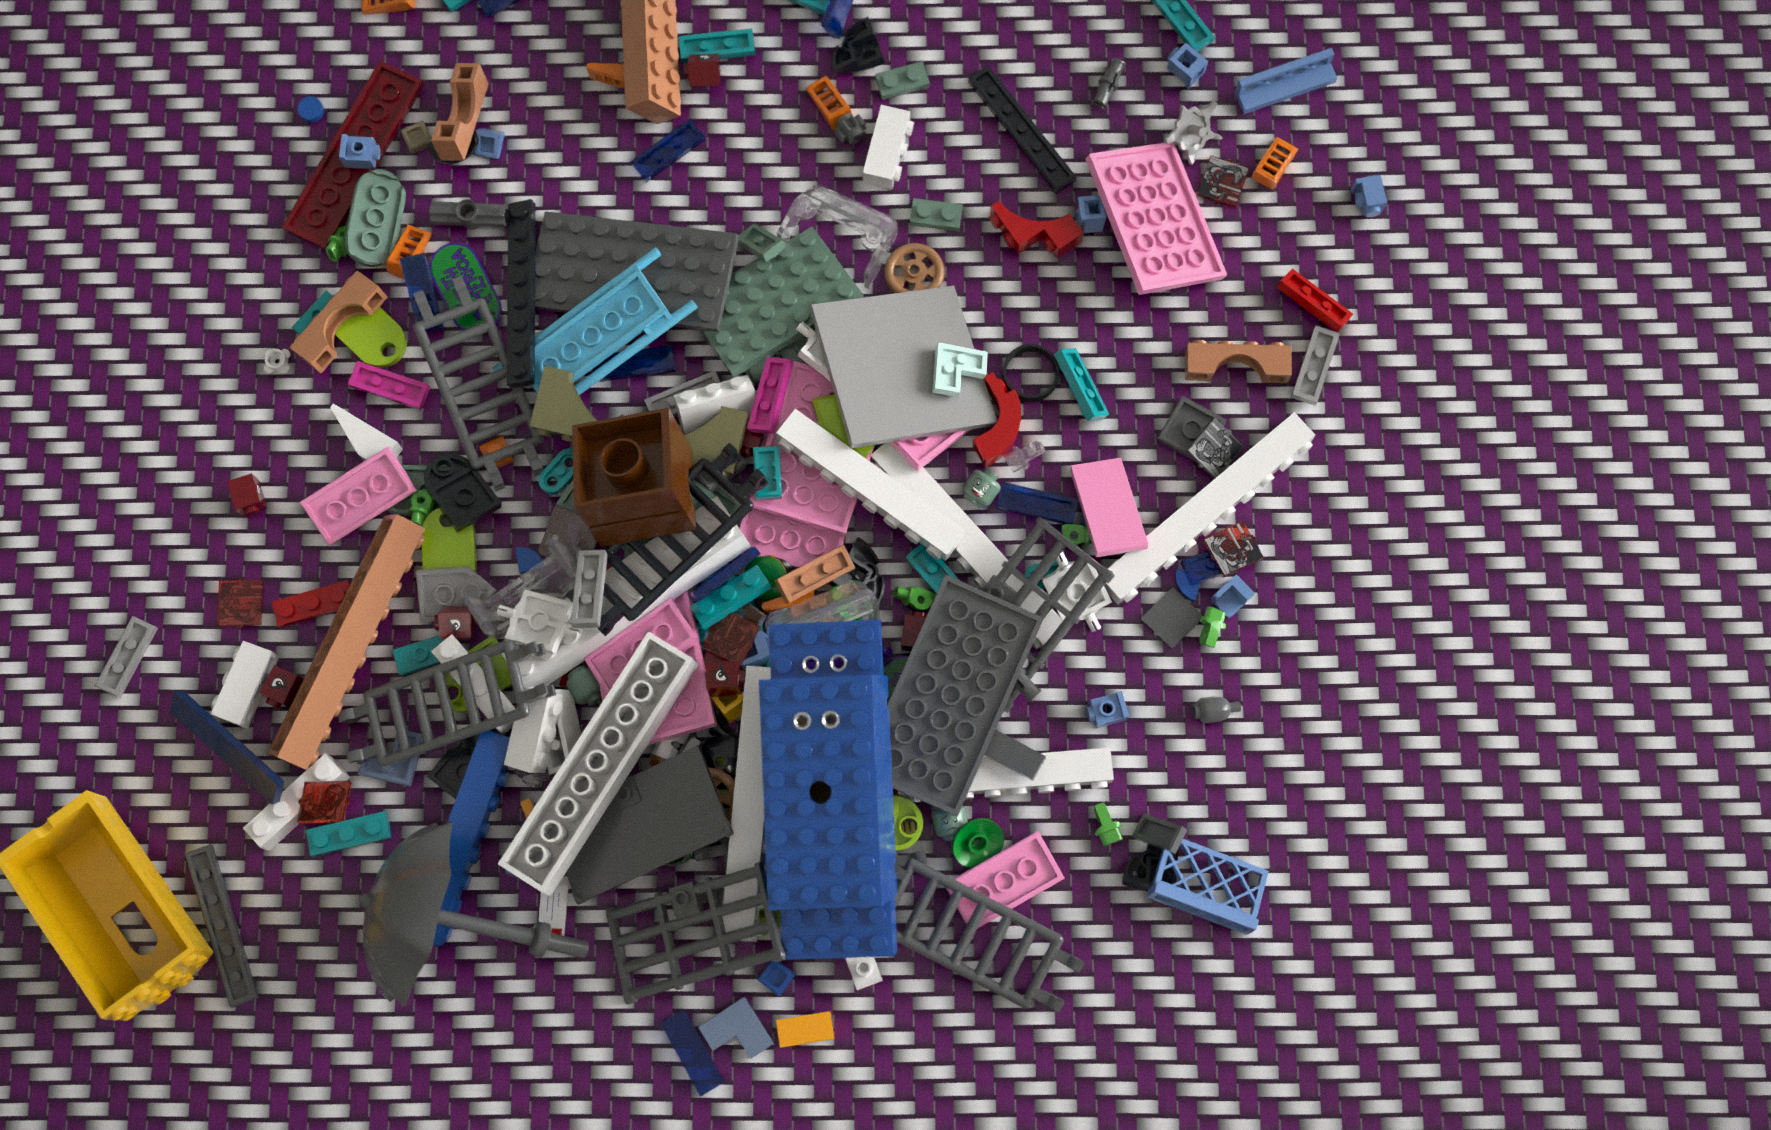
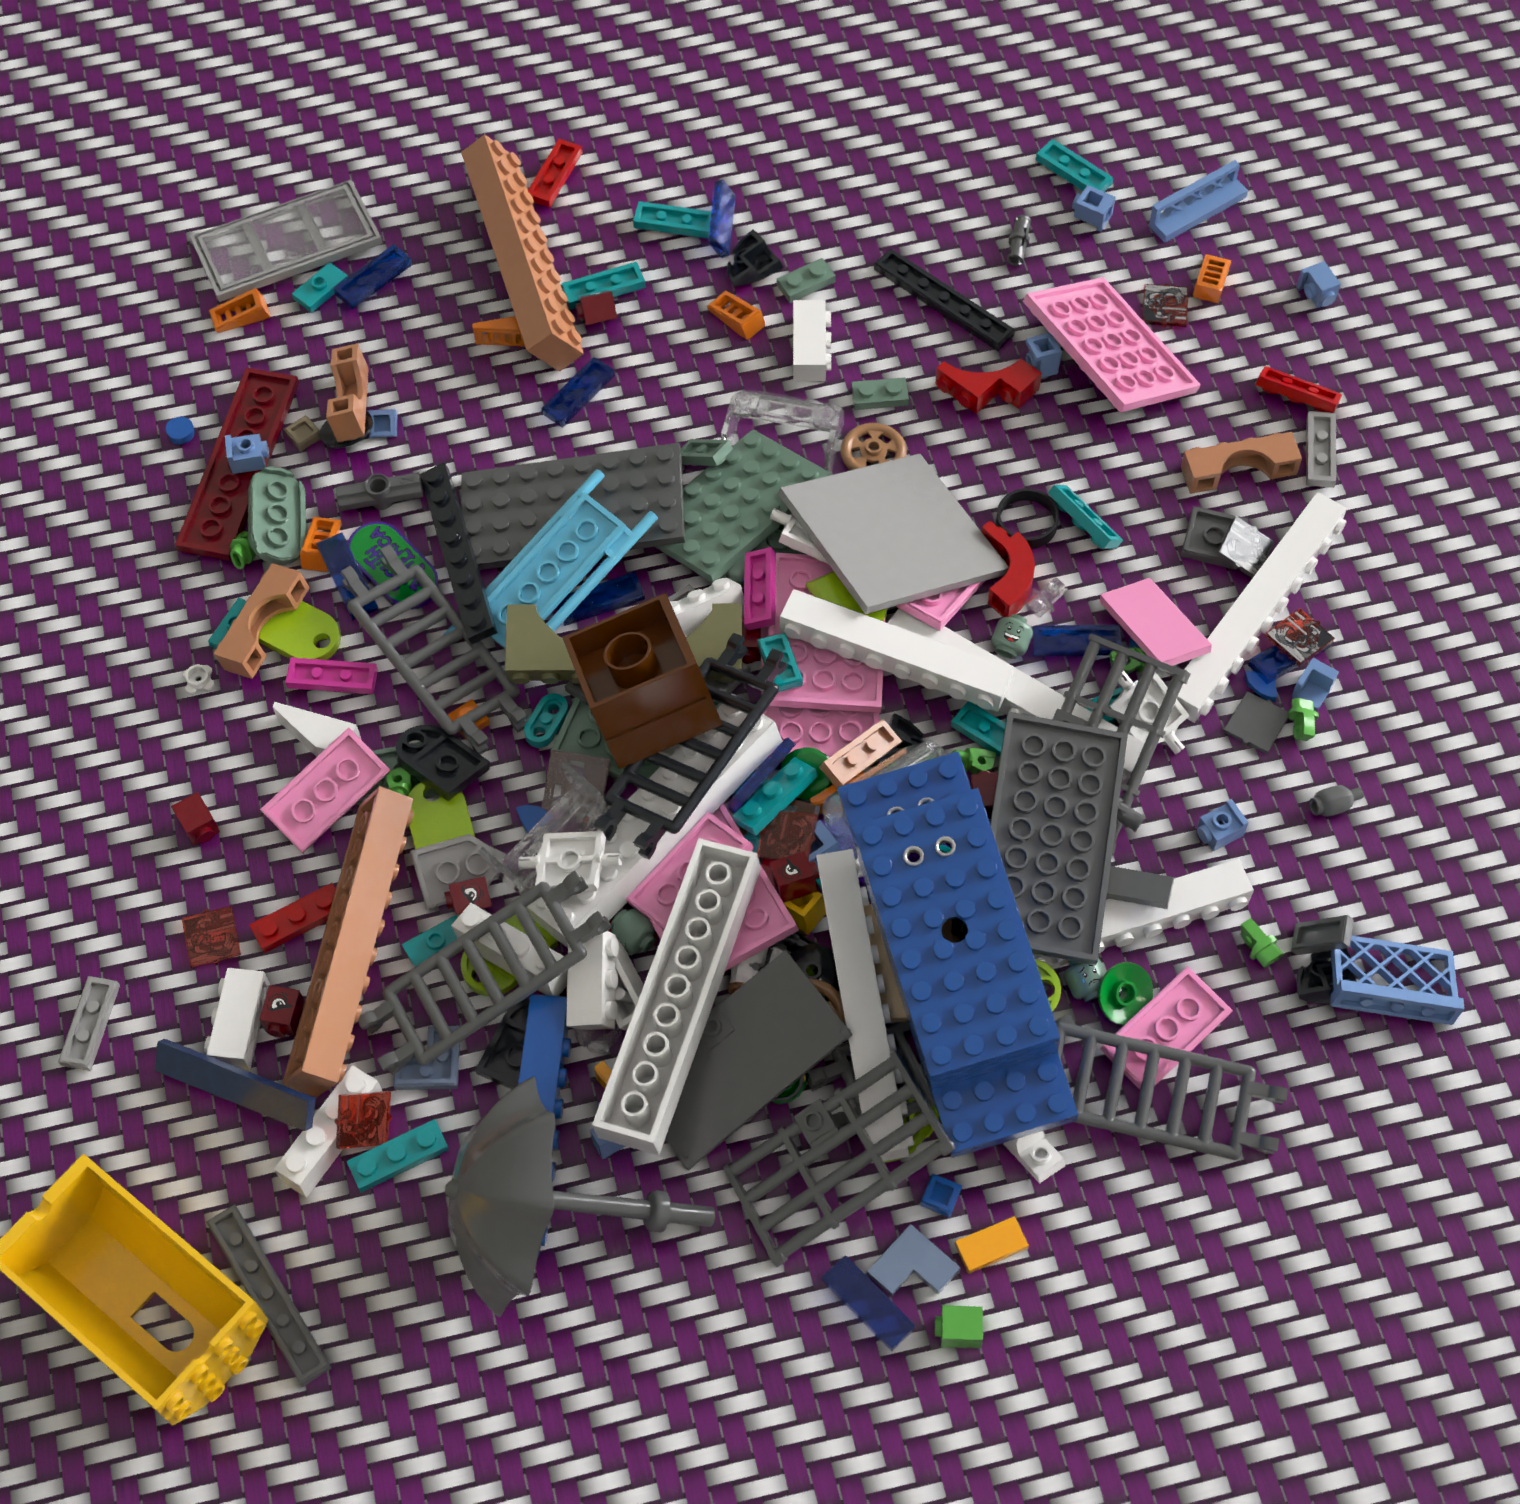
camera: 15 degrees left, 15 degrees down
(553, 909) = (658, 1175): white sticker -> none
(589, 589) = (620, 808): light grey plate -> none
(758, 1093) = (960, 1326): none -> bright green brick
(850, 128) = (766, 331): dark grey gear -> none
(953, 362) = (946, 519): light aqua plate -> none
(1192, 129) = (1120, 261): light grey piece -> none

